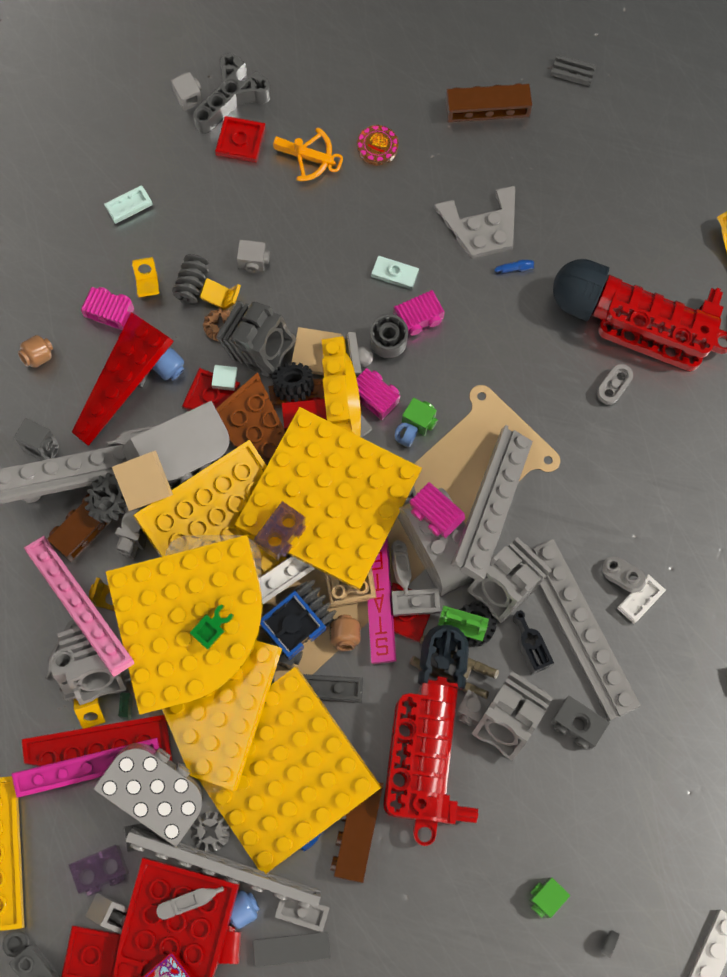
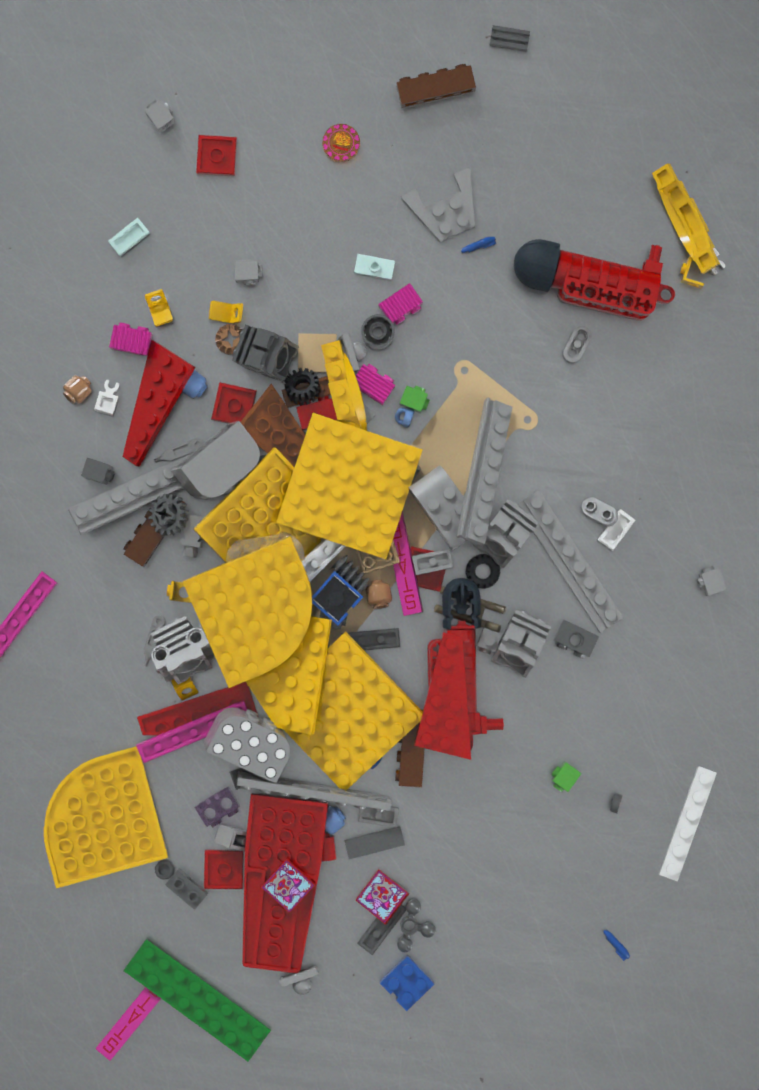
camera: 10 degrees left, 15 degrees up
(67, 369) = (107, 400): none -> white plate
(79, 606) = (162, 606): bright pink tile -> none
(125, 706) = (213, 679): clear green tile -> none
(142, 480) = (197, 501): tan tile -> none
(186, 902) = (291, 822): light grey piece -> none
(189, 278) = (197, 302): dark grey piece -> none
(210, 629) = (274, 616): green plate -> none
(222, 832) = (307, 765): light grey gear -> none
(224, 377) = (243, 389): light aqua tile -> none
(253, 90) = (213, 109): dark grey beam -> none
(275, 528) = (311, 523): brick -> none
(301, 151) = (283, 163): light orange piece -> none
(401, 564) = (416, 531): light grey piece -> none
(407, 786) = (445, 712): none -> red wing
(436, 510) = (440, 492): dark pink brick -> none
(470, 624) = (478, 574): bright green hinge -> none
(535, 655) = (537, 583): black piece -> none

